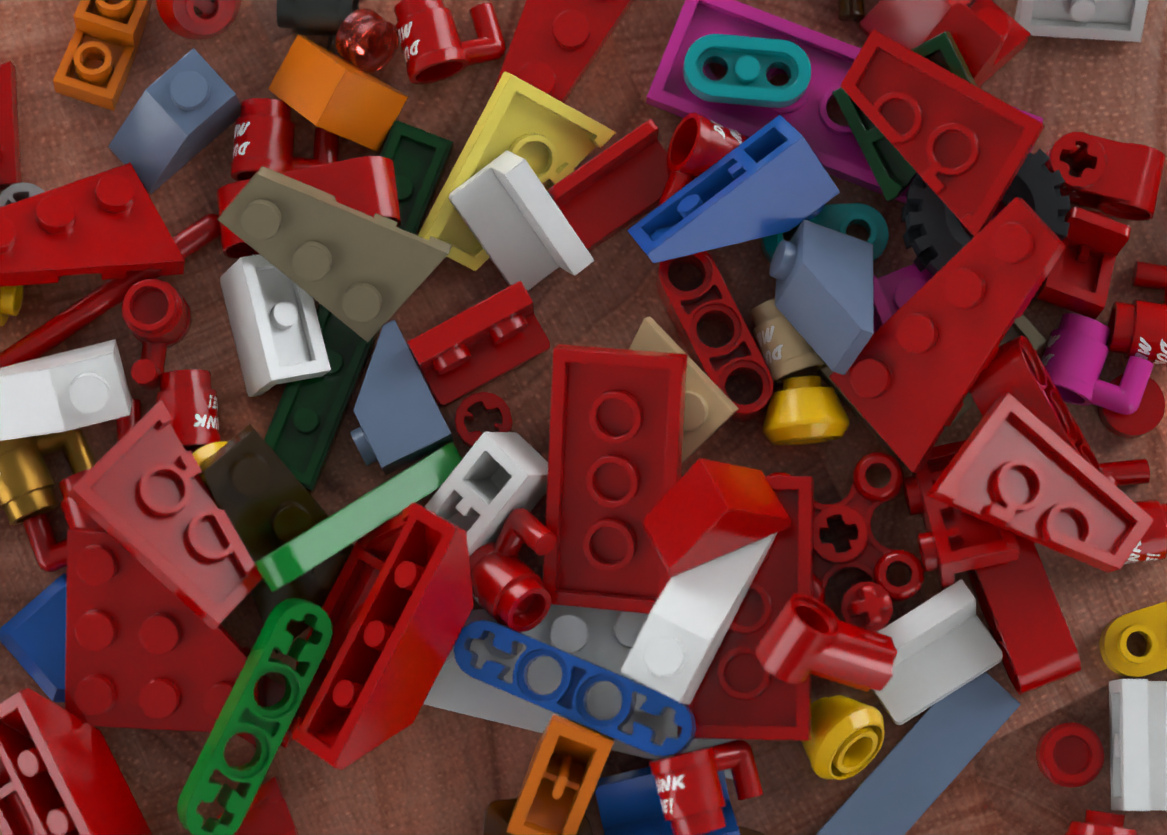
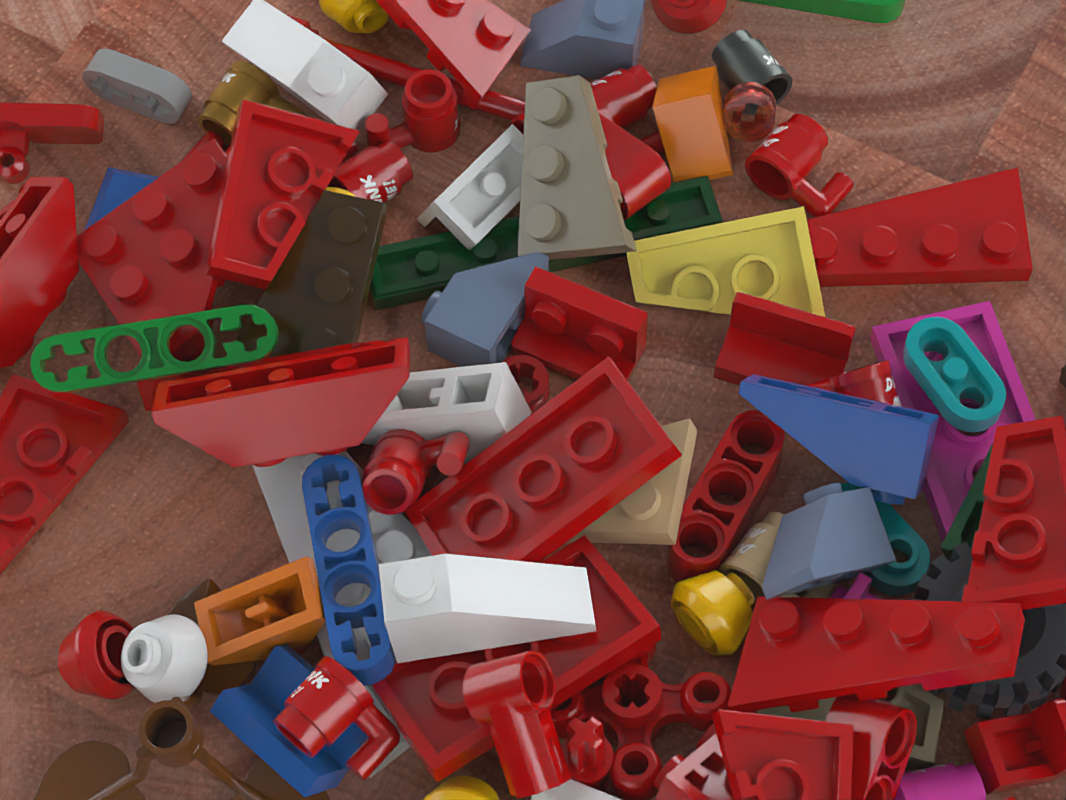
camera: 60 degrees right, 20 degrees down
(358, 518) = (359, 315): beam -> none
(518, 222) = (694, 298): white panel -> none
(712, 514) = (568, 557): red slope -> none

